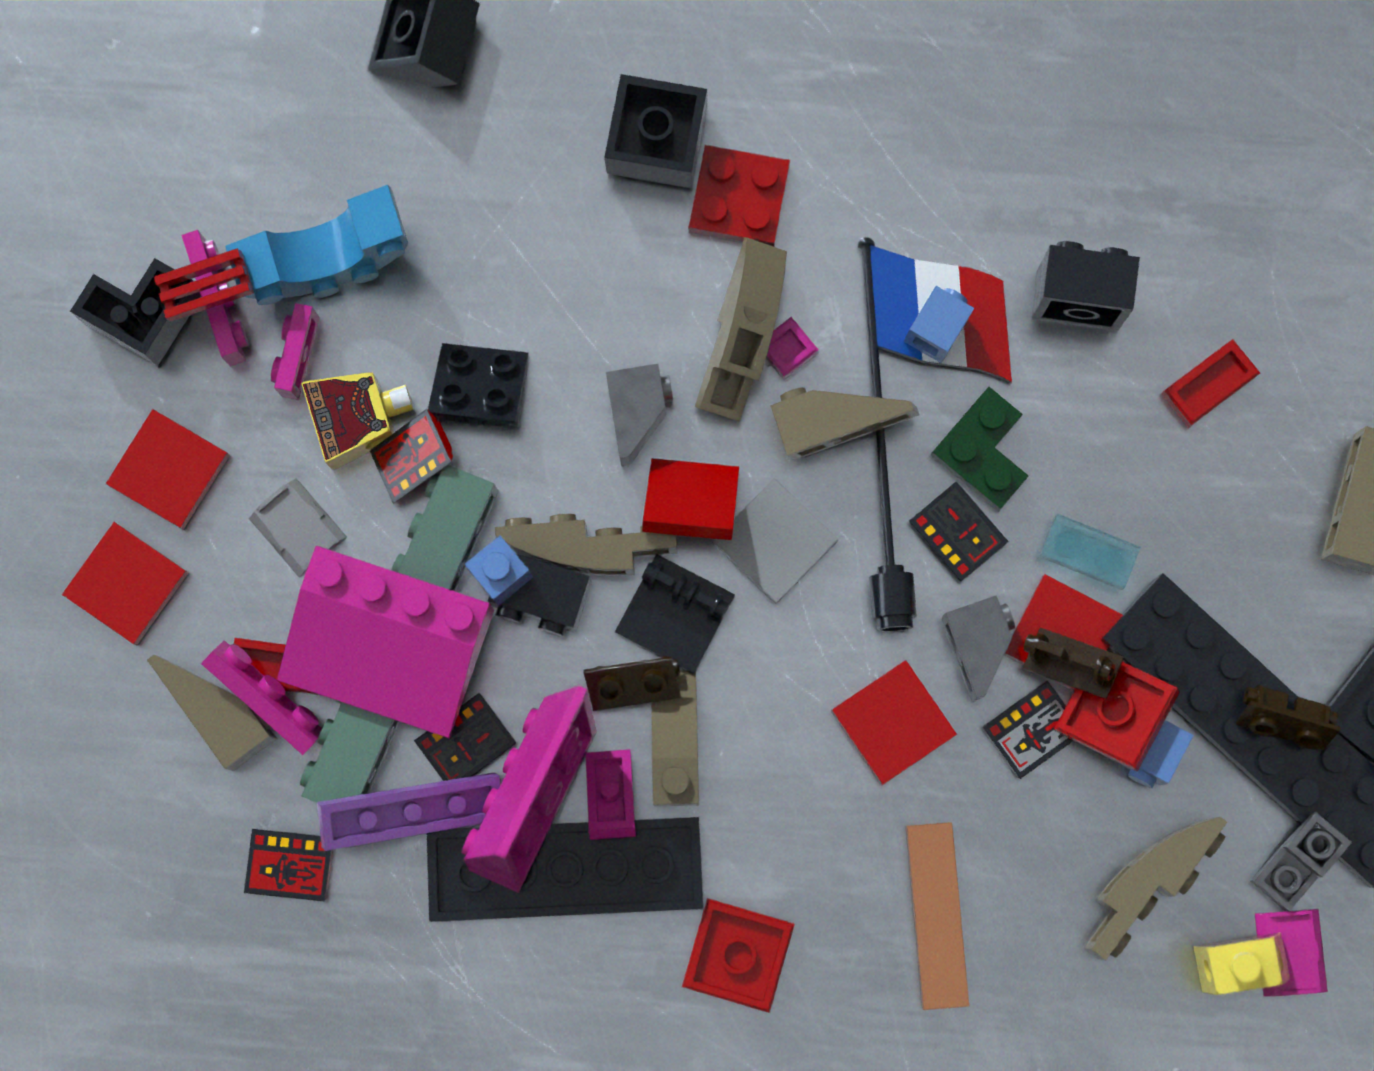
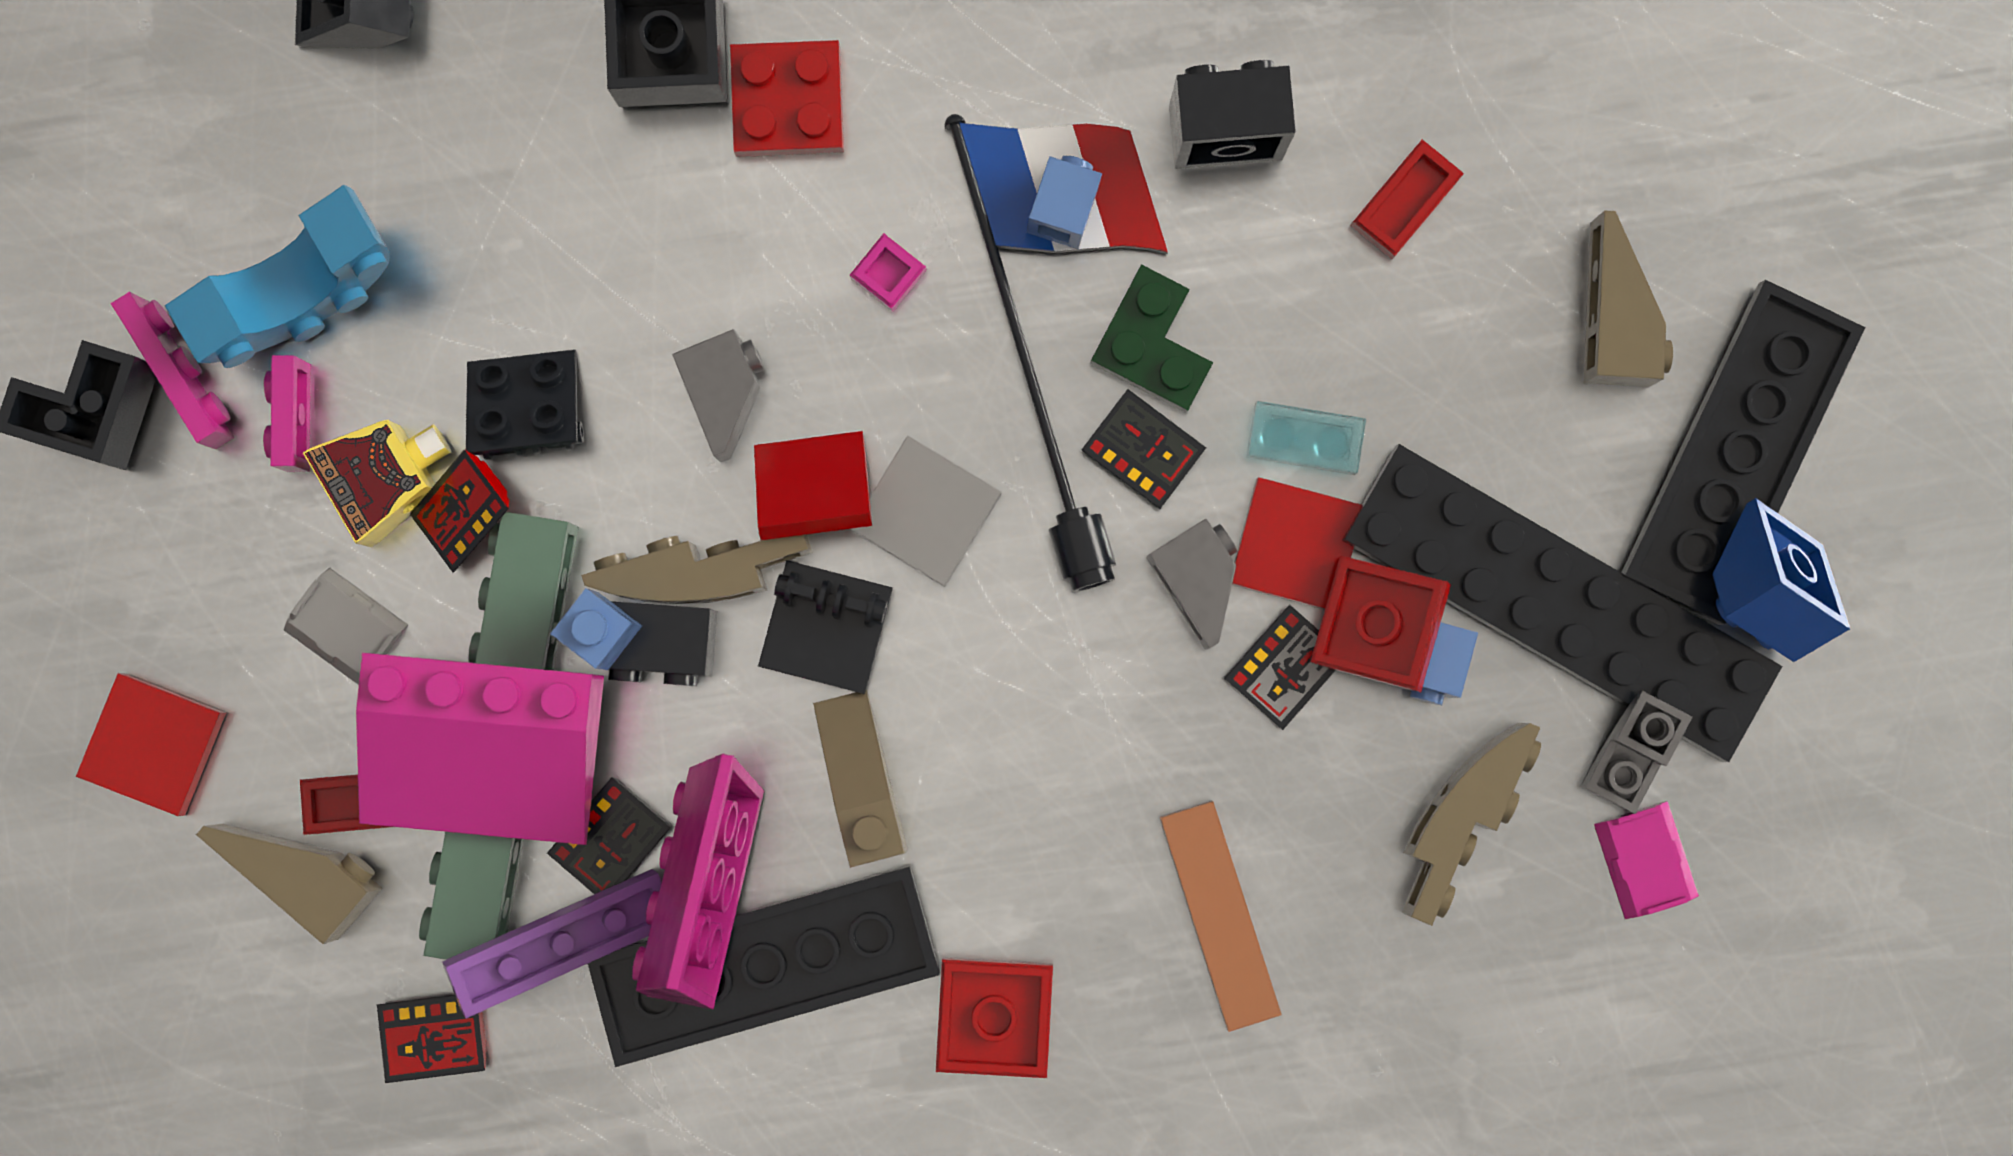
camera: 15 degrees left, 5 degrees up
(167, 469) = (169, 593): red tile -> none
(197, 269) = (110, 383): red tile -> none
(263, 696) = (348, 844): dark pink plate -> none
(610, 794) = (796, 865): dark pink plate -> none
(633, 683) = (793, 724): dark brown hinge -> none
(746, 329) = (831, 262): dark tan slope -> none
(826, 419) = (950, 351): dark tan slope -> none
(893, 722) = (1117, 697): red tile -> none
(1072, 662) = (1314, 578): dark brown hinge -> none
(1242, 964) = (1593, 892): light yellow torso -> none
(1308, 725) = (1612, 588): dark brown hinge -> none

